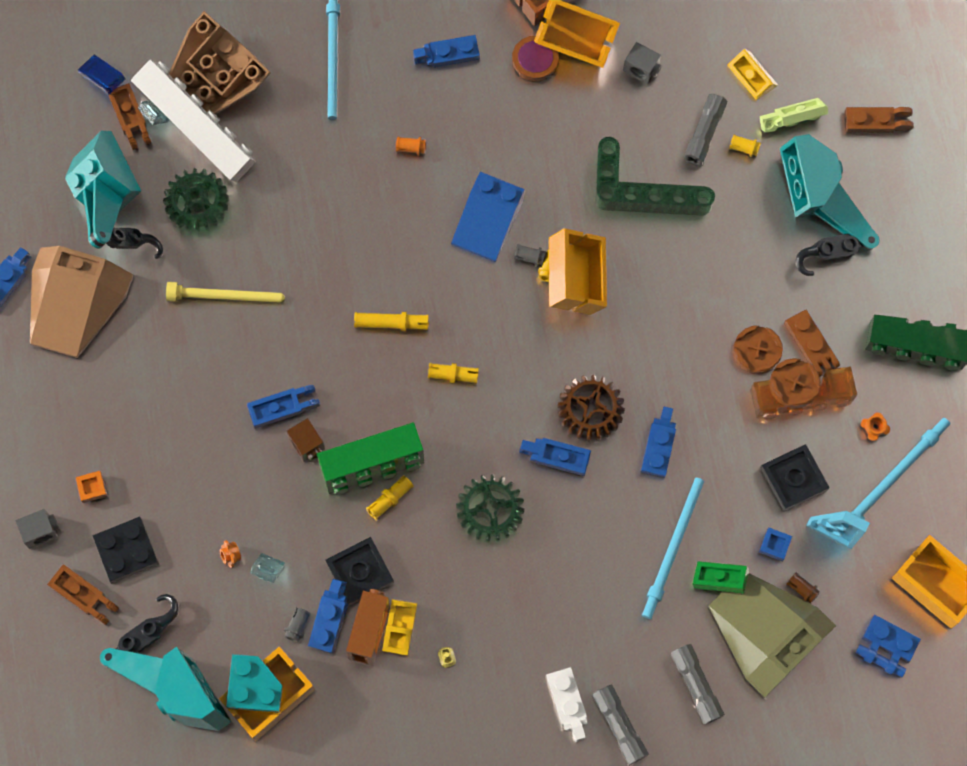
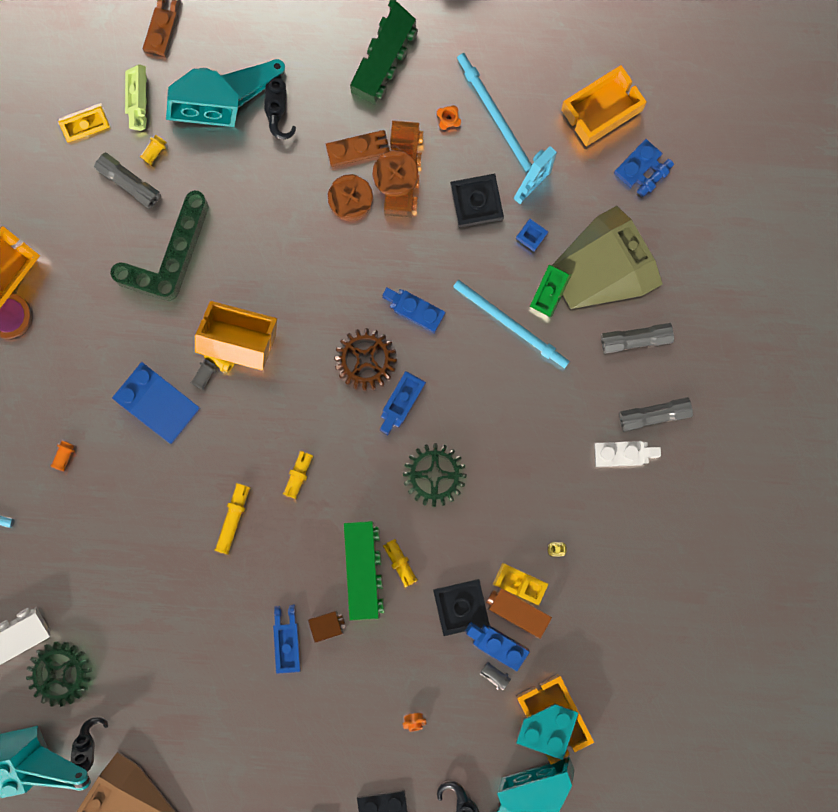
camera: 70 degrees left, 10 degrees up
(176, 292) = (146, 714): light yellow piece -> none
(267, 568) = (437, 691): clear light blue plate -> none
(642, 63) = (44, 218): dark grey brick -> none
(803, 588) = (577, 222): reddish brown pin -> none

